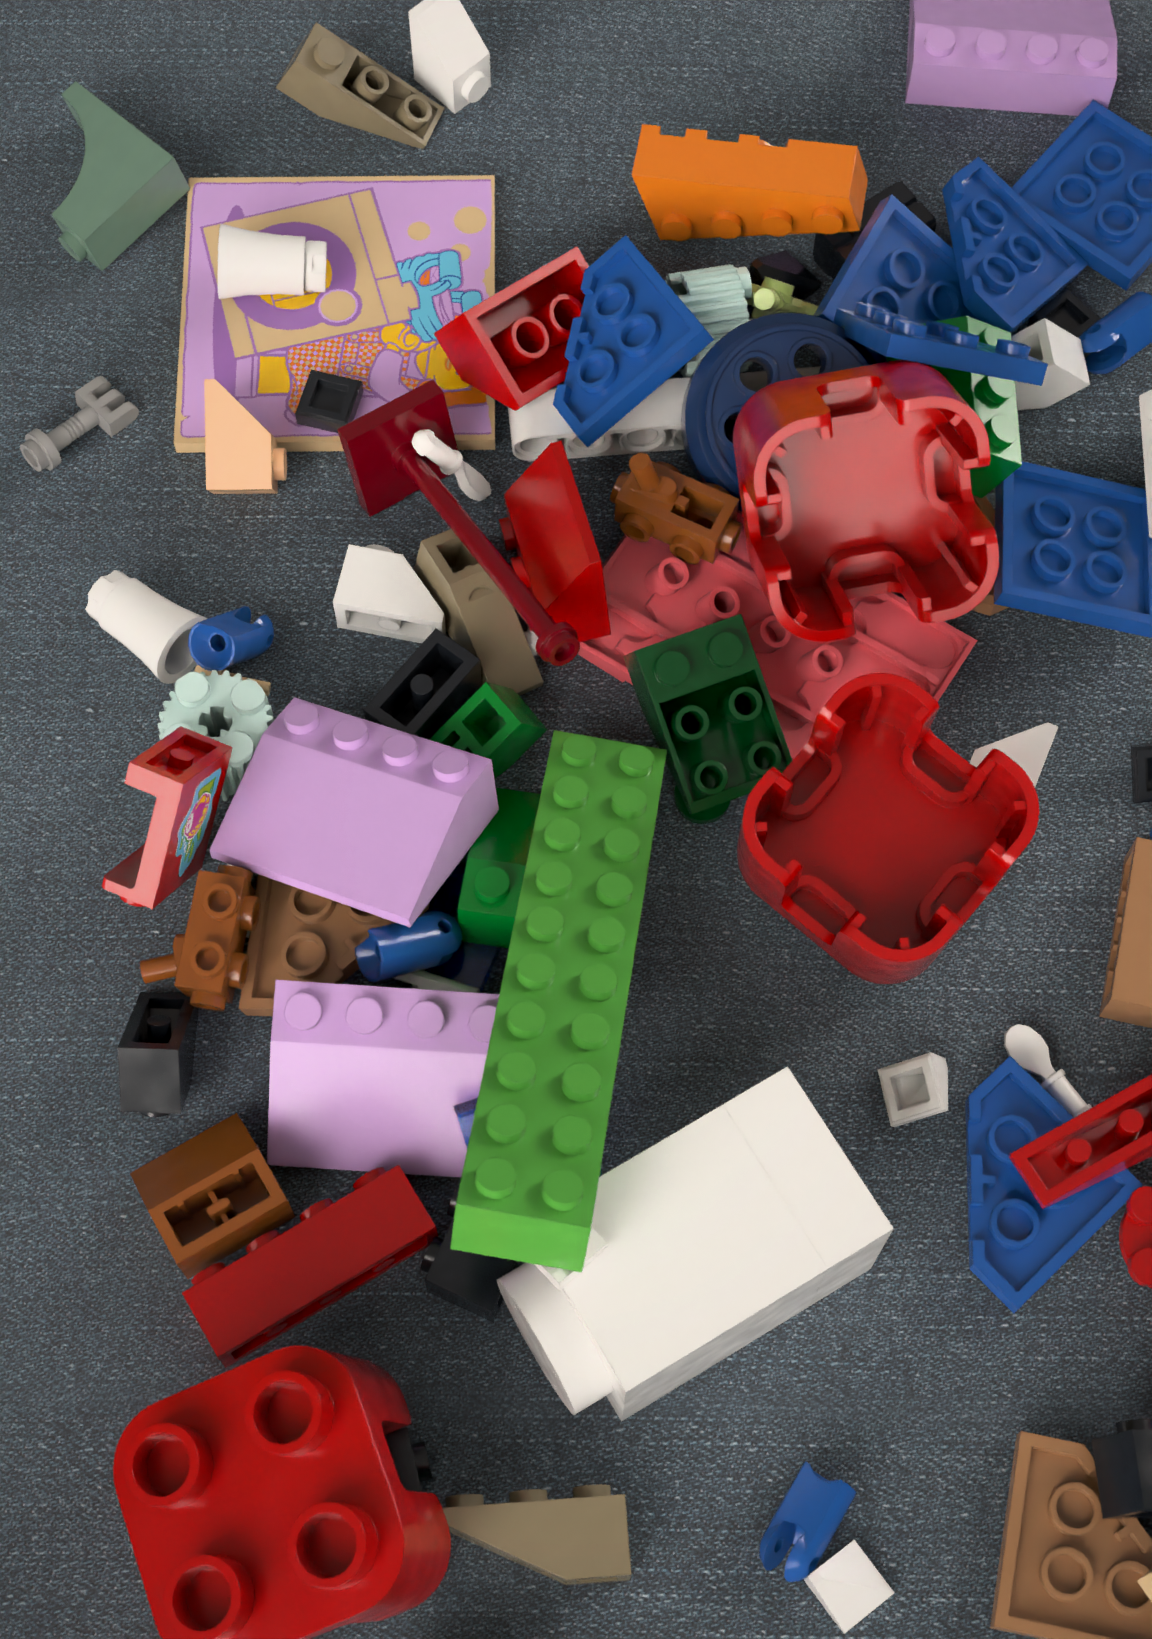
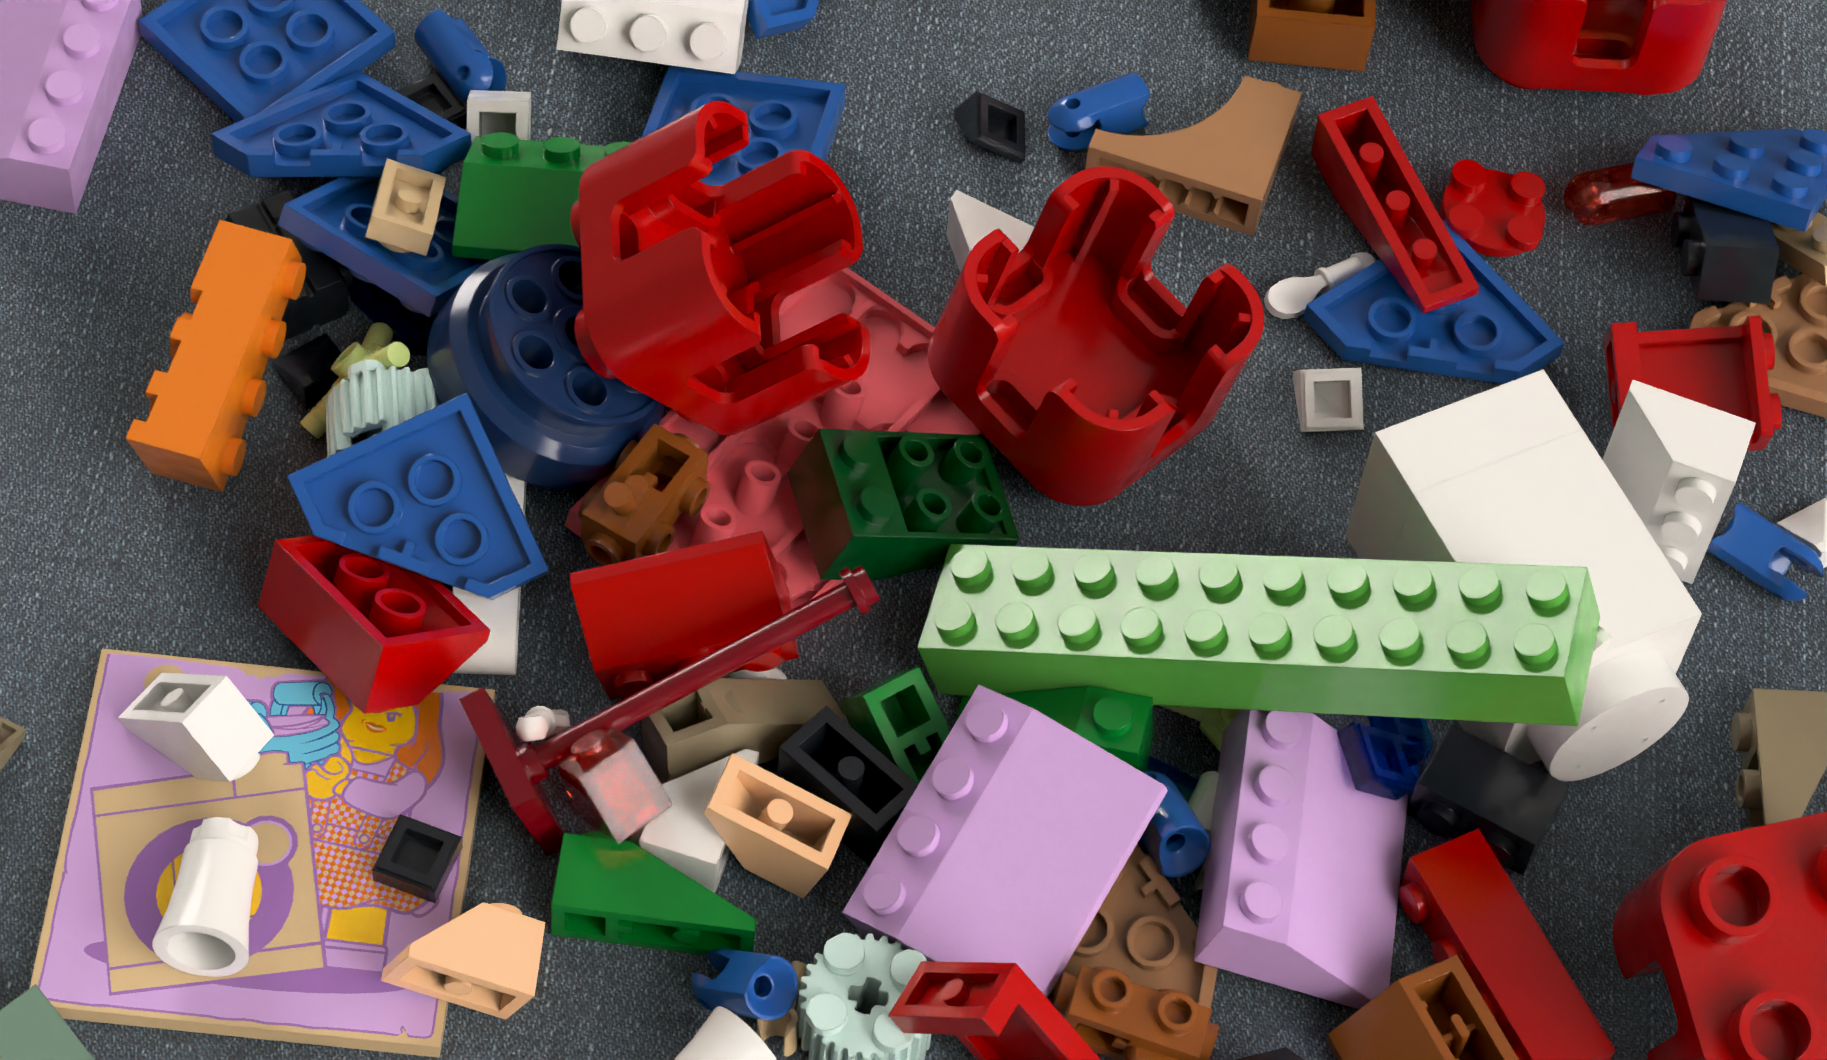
camera: 90 degrees left, 10 degrees down
(312, 554) = (640, 901): none -> green slope
(370, 634) = (775, 826): none -> light nougat slope
(385, 509) = (612, 784): none -> clear red slope
(416, 234) = (199, 725): none -> white slope
(834, 1402) = (1677, 469): none -> white slope
(915, 284) = (405, 208): none -> tan plate
(938, 344) = (530, 183): blue plate -> none
(981, 1433) = (1707, 365): none -> red panel

